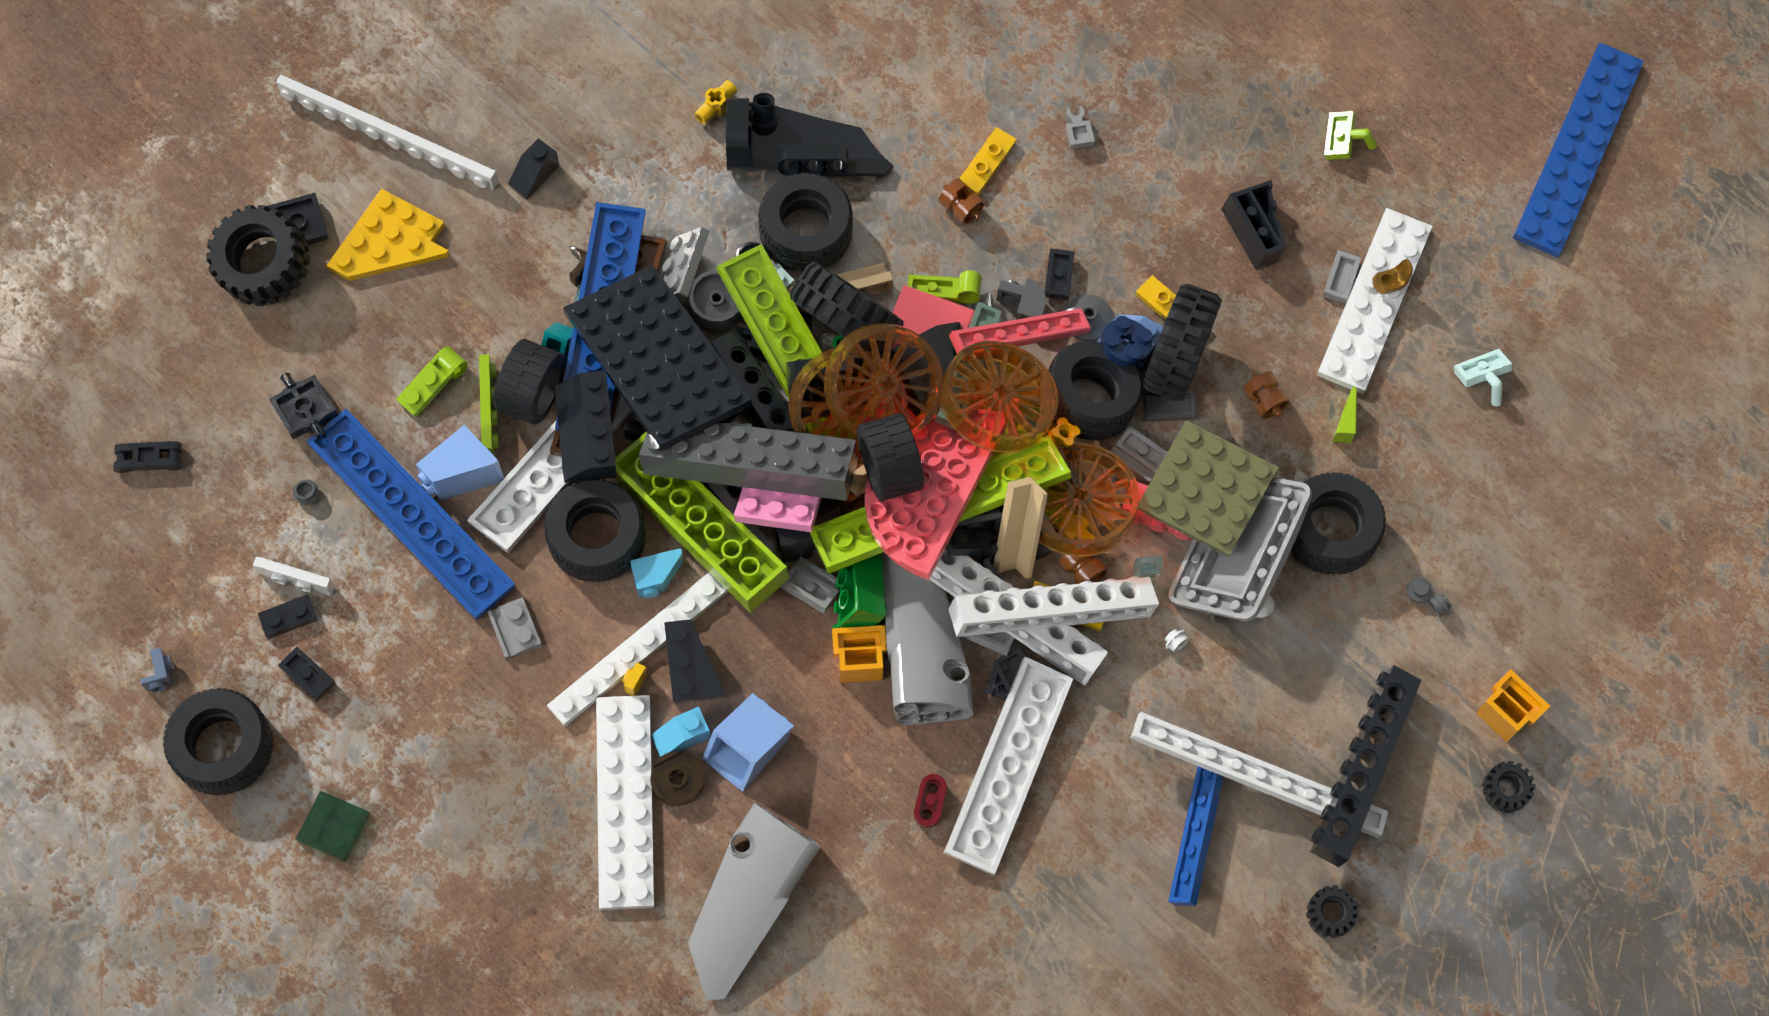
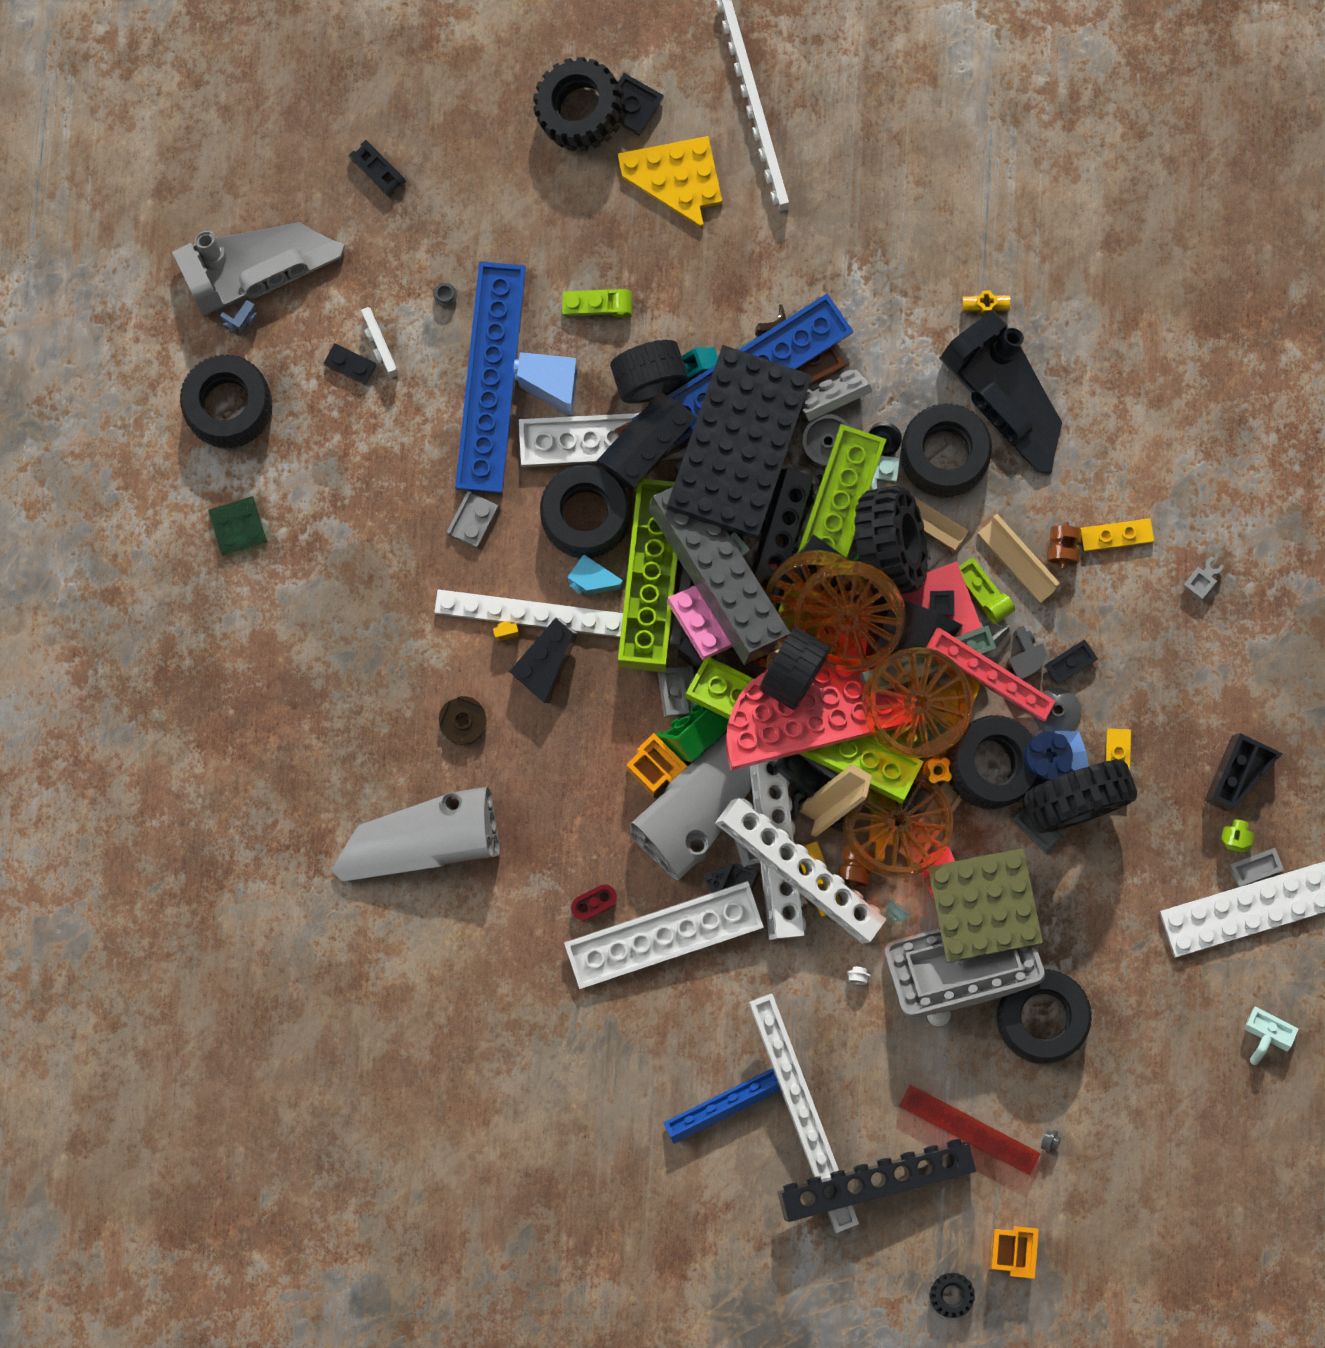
camera: 55 degrees right, 10 degrees up
(124, 622) = (251, 262): none -> light grey panel
(303, 406) = (501, 236): black plate -> none
(306, 674) = (321, 414): black plate -> none
(488, 415) = (588, 381): lime plate -> none
(534, 168) = (817, 225): black slope -> none
(624, 803) = (418, 699): white plate -> none
(681, 732) = (496, 696): medium azure slope -> none
(746, 741) = (528, 744): light blue slope -> none
(927, 318) = (943, 602): none -> black plate
(941, 243) = (1019, 559): none -> tan panel
(1139, 454) = (977, 834): light grey plate -> none
(1264, 392) = (1105, 889): dark orange wheel -> none
(1307, 267) = (1240, 829): none -> lime piece
(1340, 897) = (737, 1241): black tyre -> none
(1348, 421) = (1133, 965): lime slope -> none
(1378, 659) = (969, 1130): none -> clear red plate
(1394, 278) = (1281, 906): pearl gold hair -> none
(1419, 590) = (1050, 1118): dark grey plate -> none

